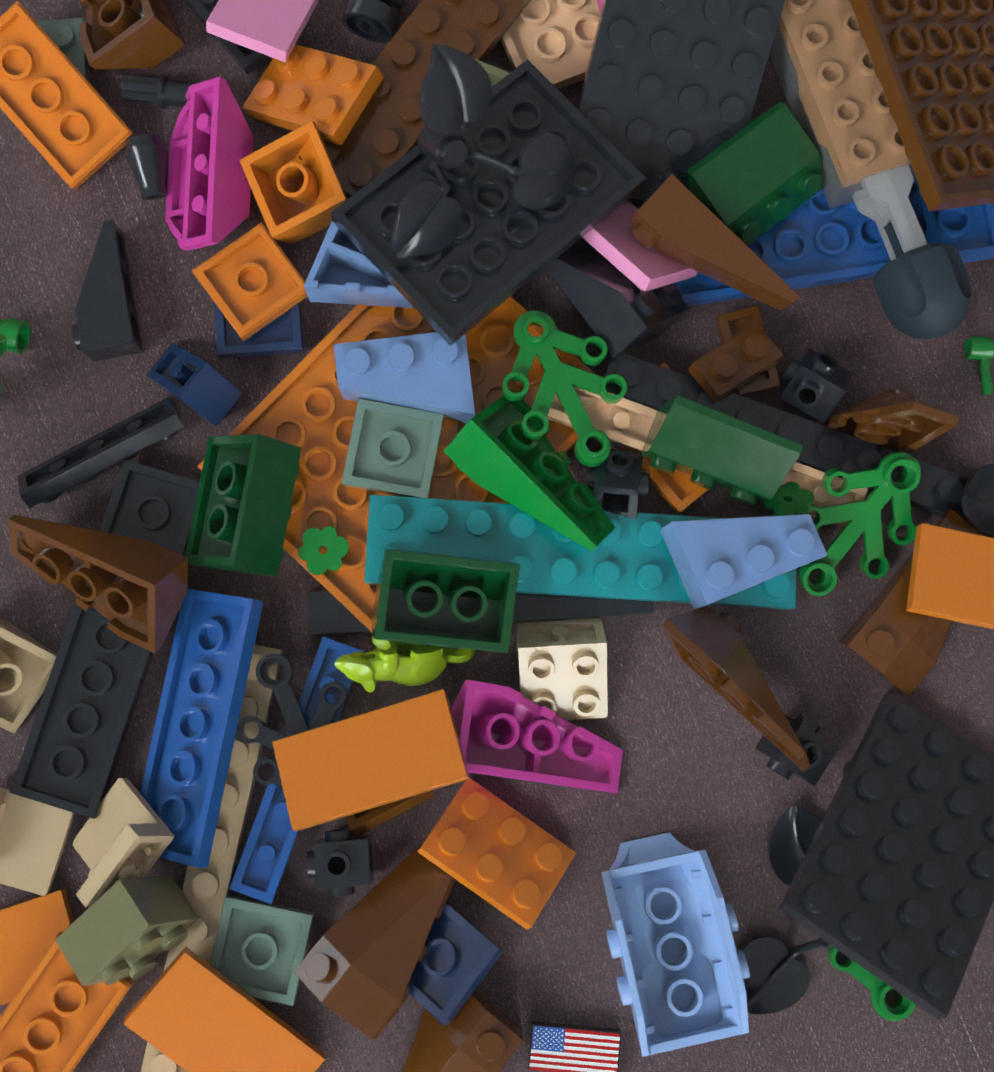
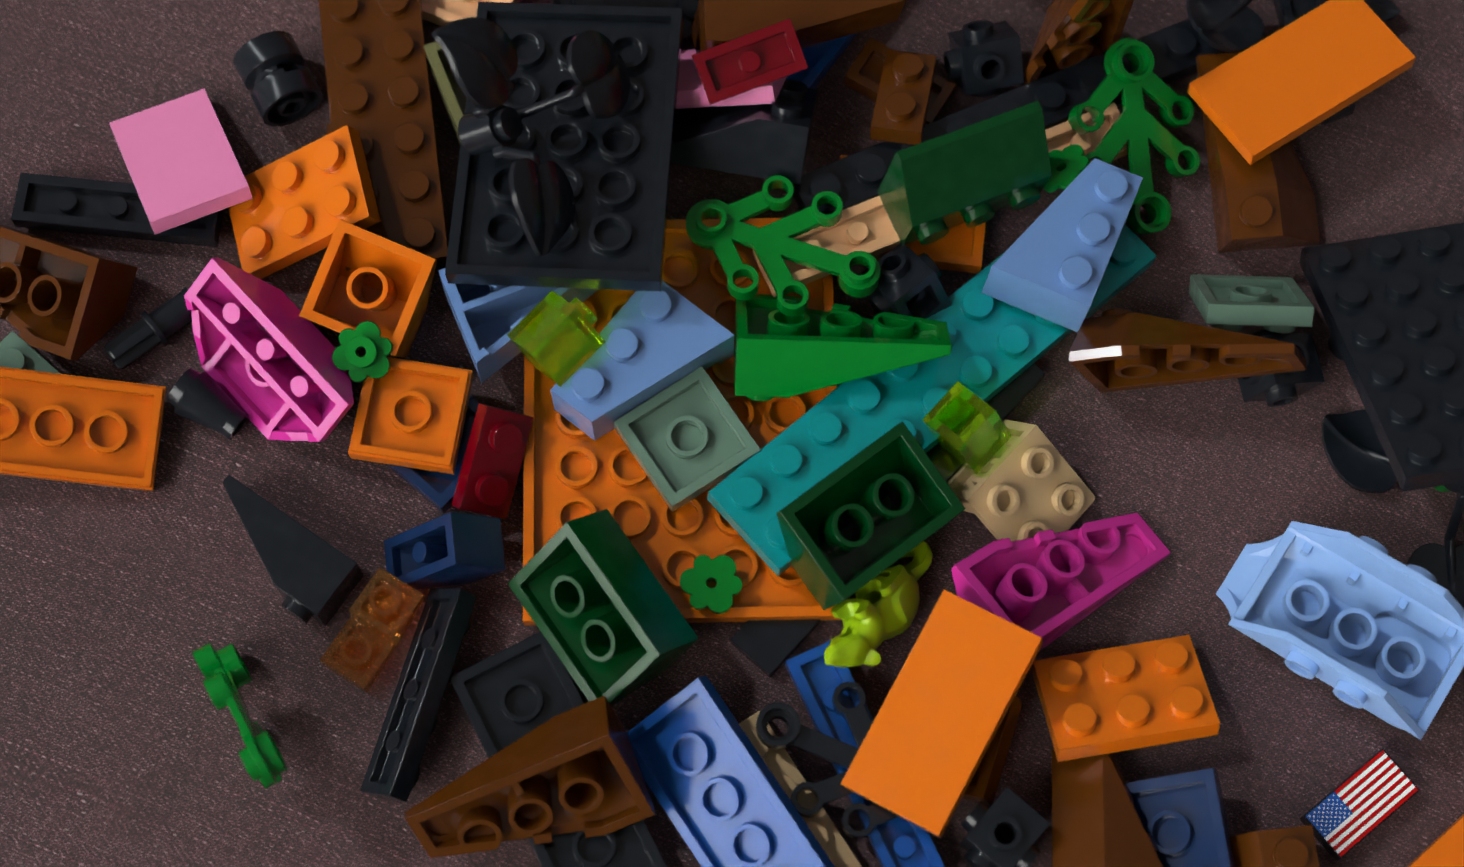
camera: 40 degrees left, 10 degrees down
(113, 390) = (373, 630): none -> clear orange slope
(264, 221) = (374, 363): none -> green plant
(271, 354) = (492, 461): none -> dark red plate
(365, 315) = (557, 337): none -> clear neon green brick
(562, 604) = (967, 427): none -> clear neon green brick
(649, 251) = (750, 61): none -> dark red plate
(820, 693) = (1237, 301): none -> sand green plate

